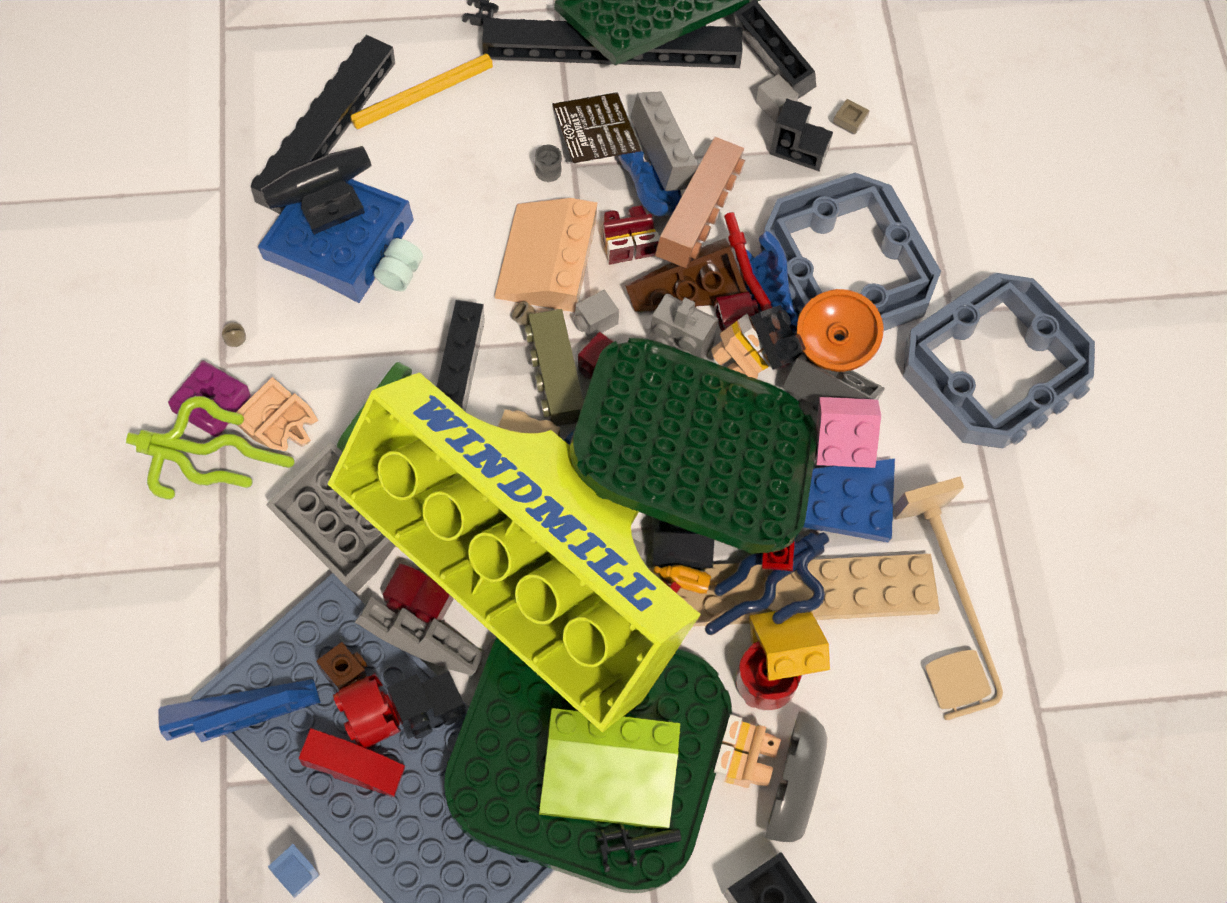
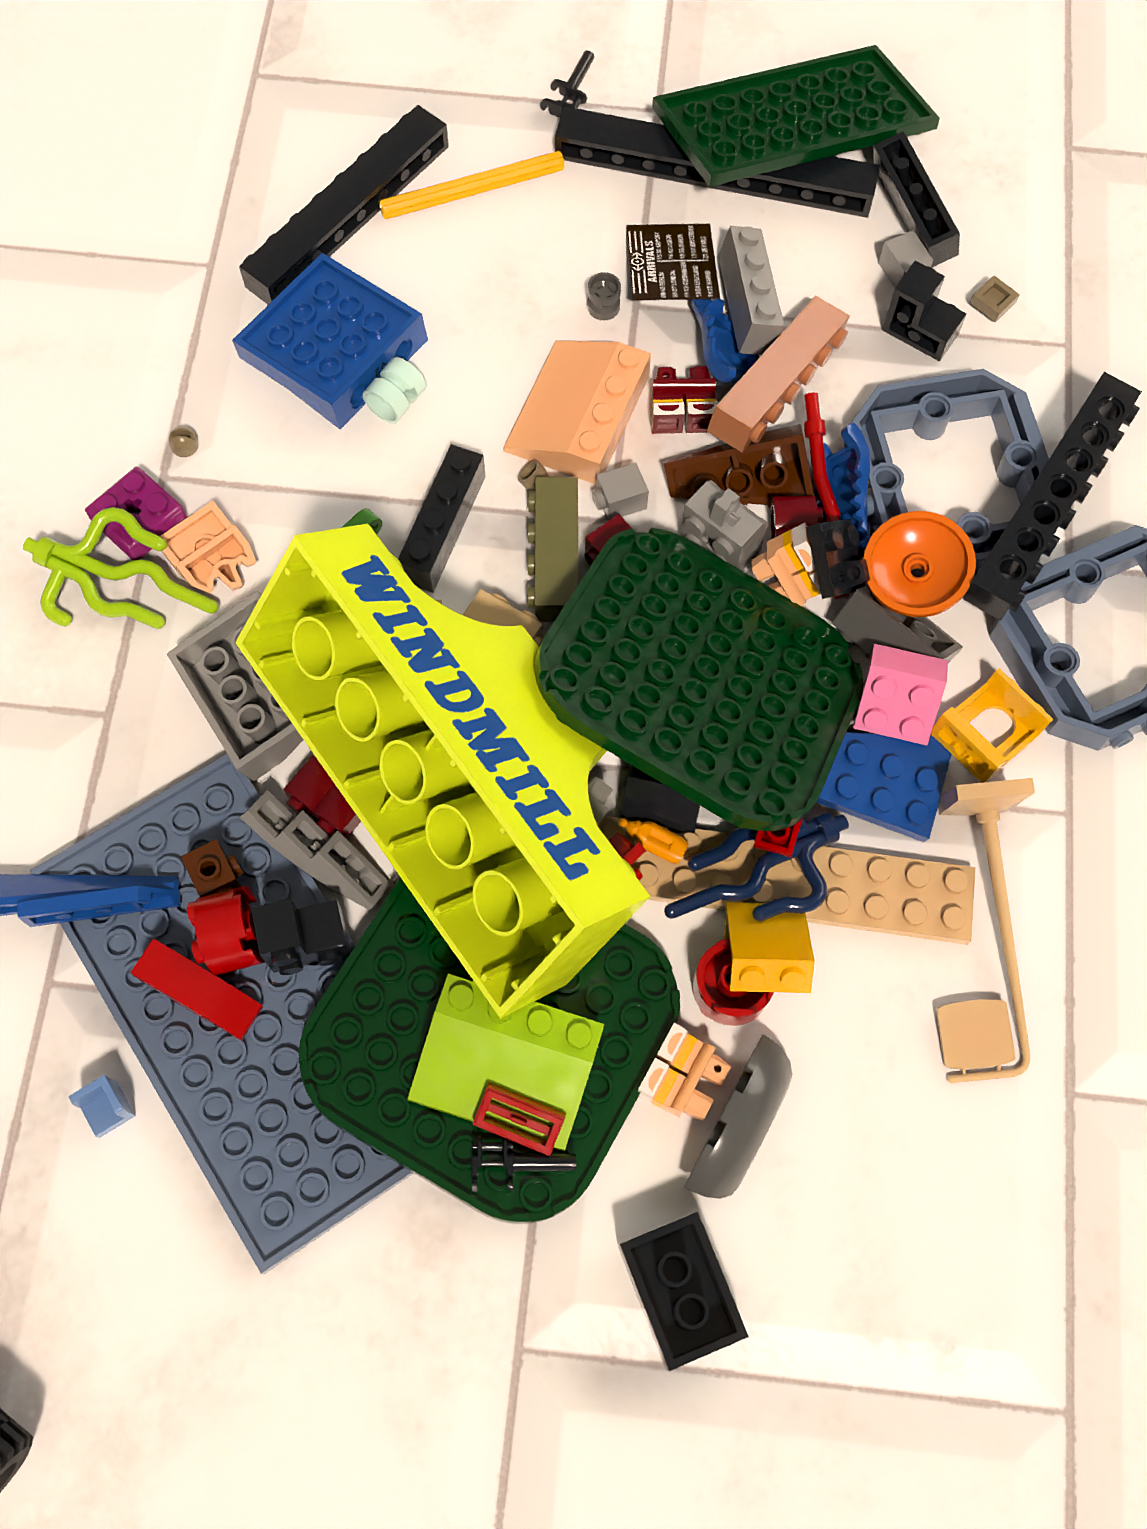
camera: 15 degrees right, 5 degrees up
(322, 188) = (320, 281): black plate -> none
(630, 796) = (523, 1104): none -> red tile
(898, 340) = (1081, 449): none -> black brick
(908, 462) = (973, 749): none -> yellow panel

